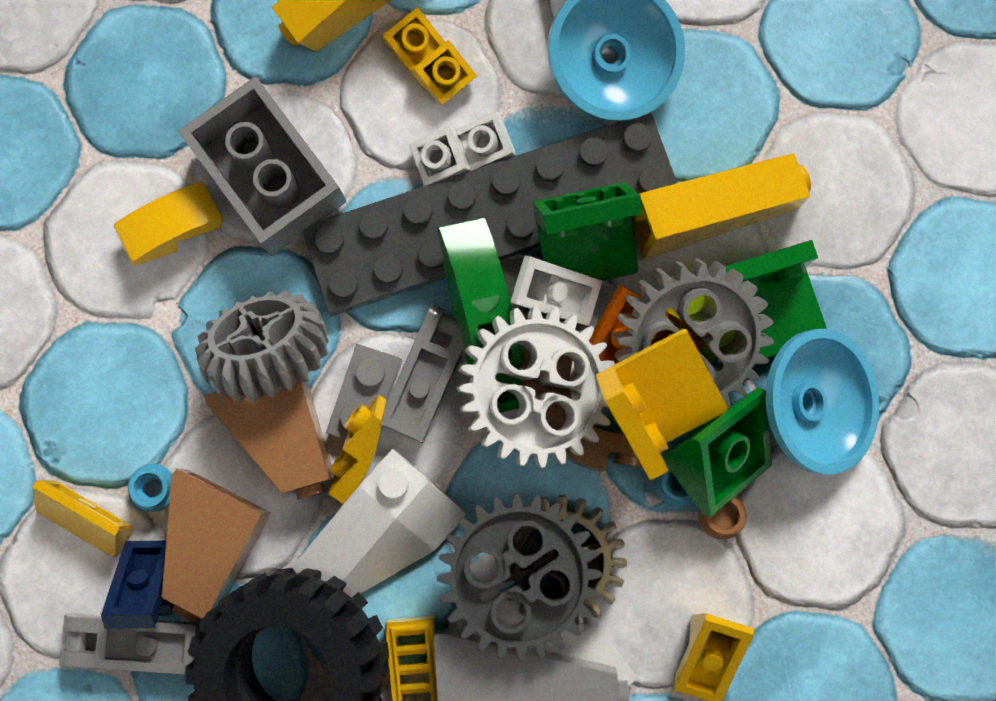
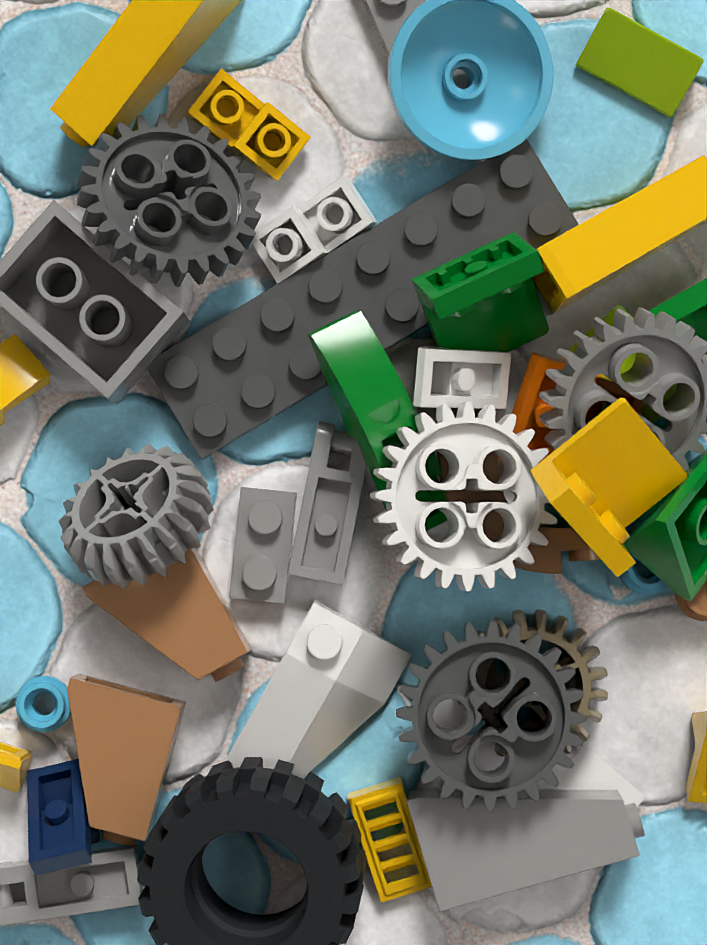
camera: 15 degrees left, 5 degrees up
(349, 98) = (168, 200): none -> dark grey gear
(359, 448) = (276, 613): yellow slope -> none
(756, 72) = (639, 62): none -> lime slope

